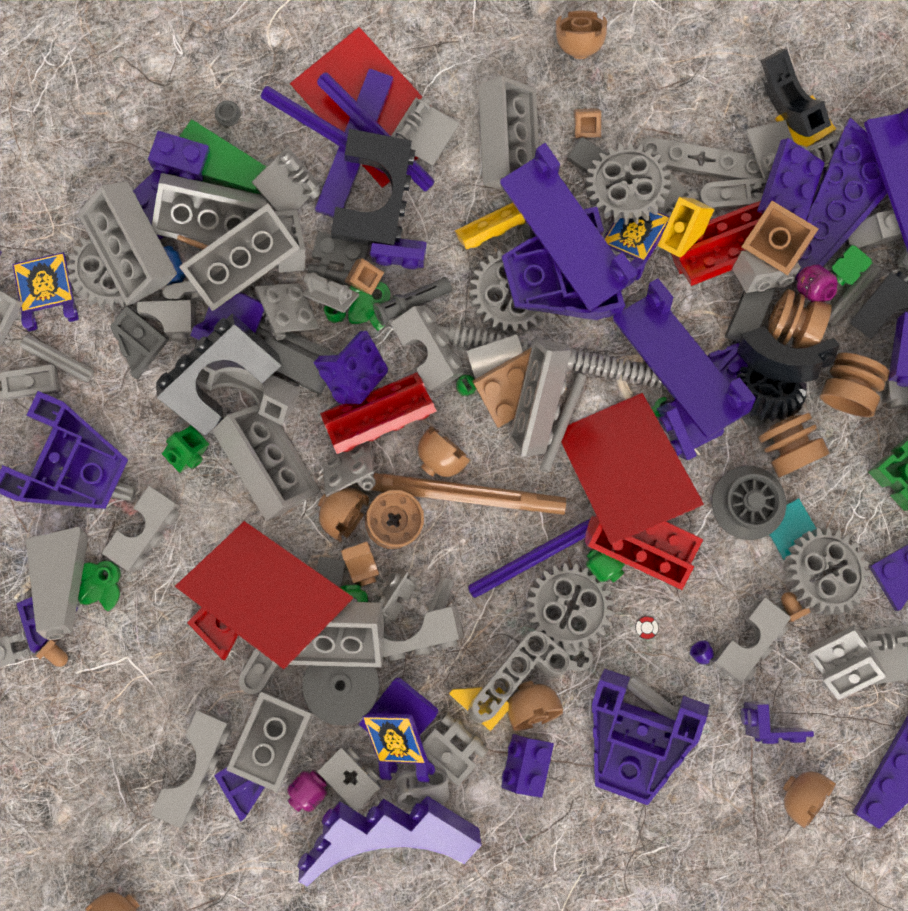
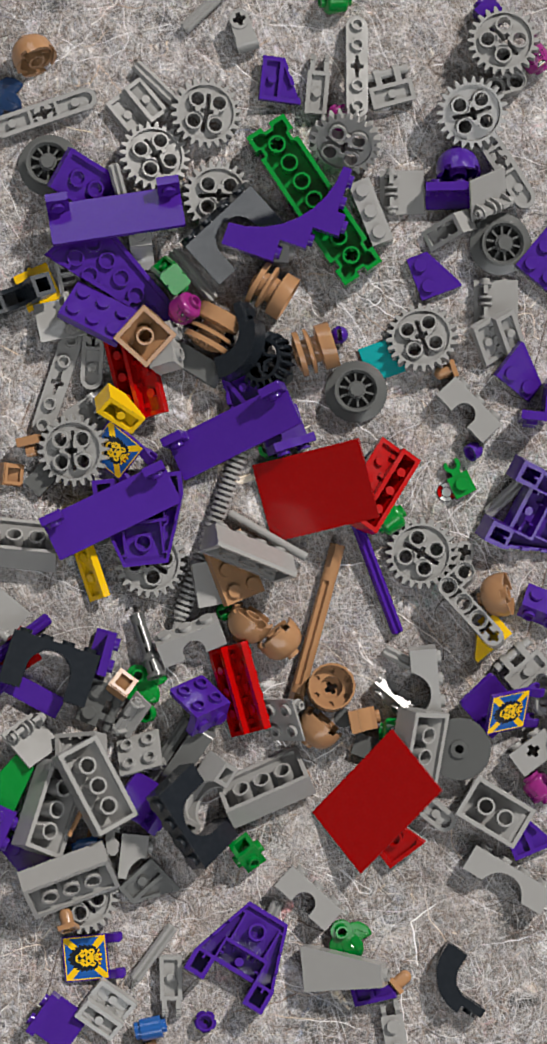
camera: 75 degrees left, 5 degrees up
(77, 709) = (446, 972): none -> black arch
(78, 250) = (67, 922): none -> medium nougat piece
(359, 537) = (341, 718): none -> dark grey sticker
(455, 412) = (248, 624): none -> medium nougat cylinder
(626, 135) = (29, 443): none -> medium nougat tile
(661, 641) = (460, 482): none -> green plate
(806, 696) = (519, 372): none -> dark purple wing
(815, 478) = (344, 334): none -> dark purple hinge

